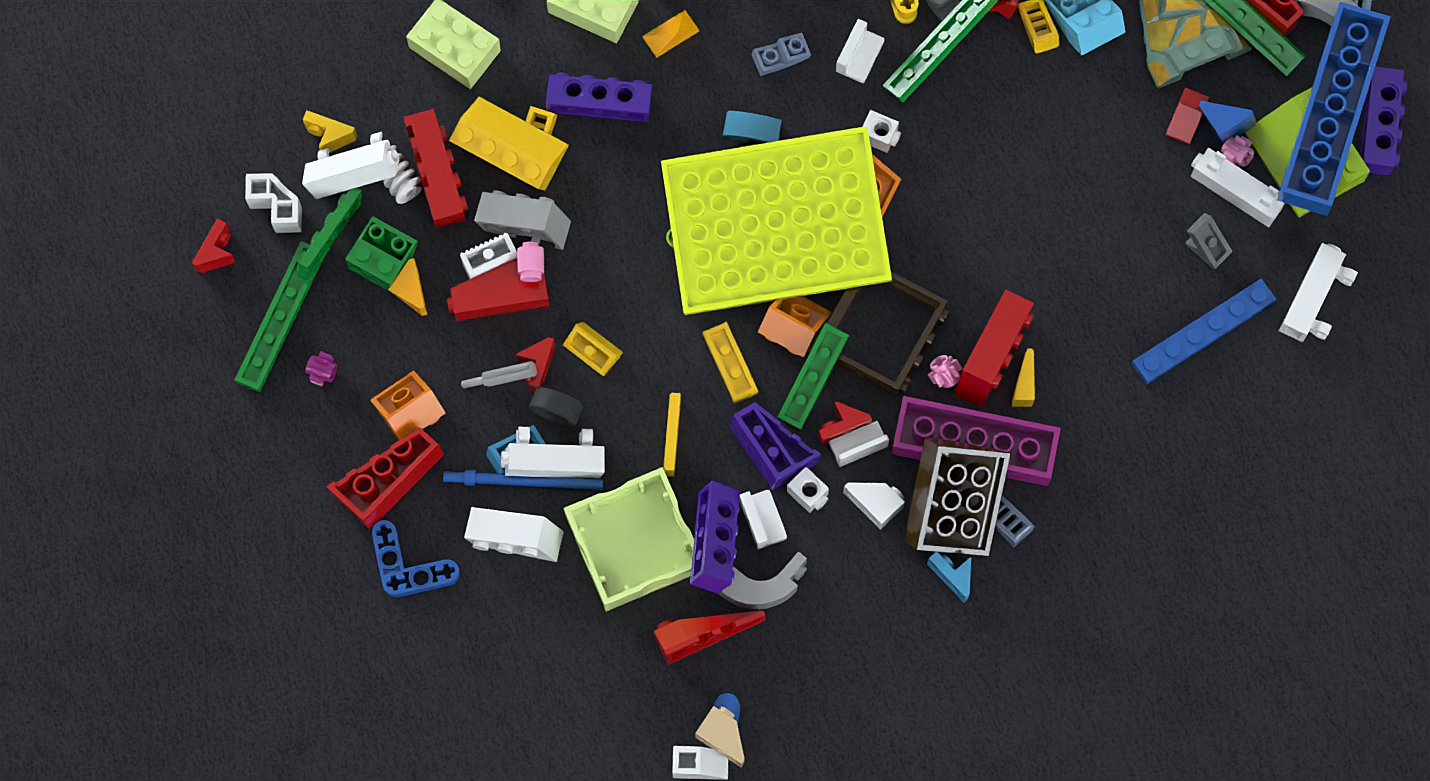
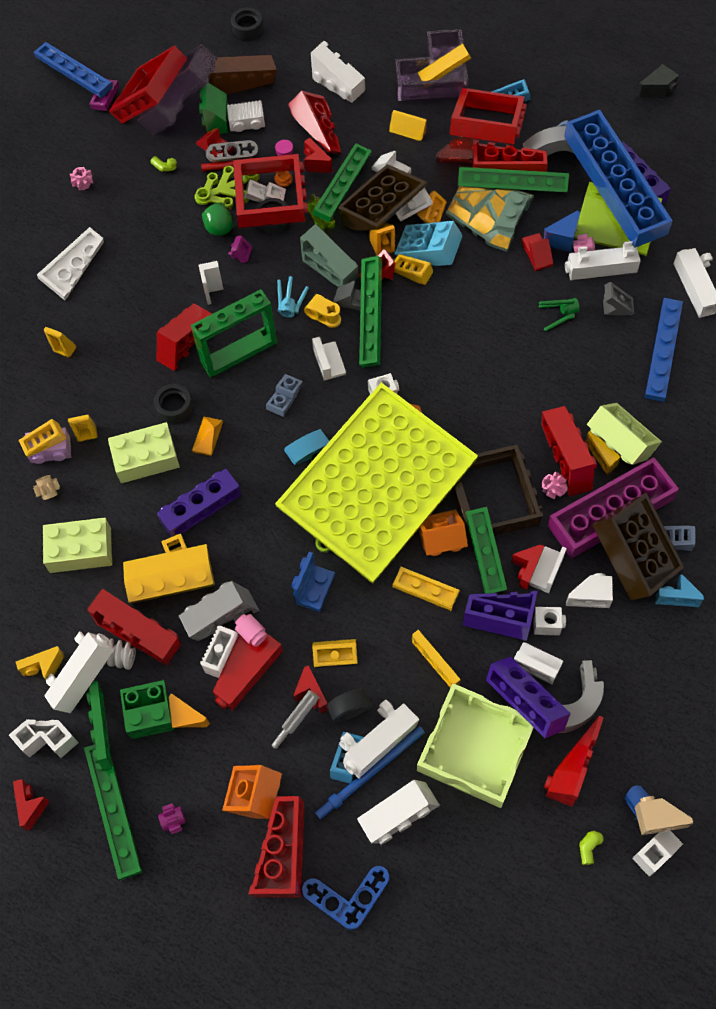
camera: 40 degrees left, 10 degrees down
(629, 266) = (312, 584): none -> blue bracket
(647, 705) = (587, 844): none -> lime arm
(1060, 380) = (623, 433): none -> yellowish green brick
(1152, 203) = (567, 307): none -> green plant

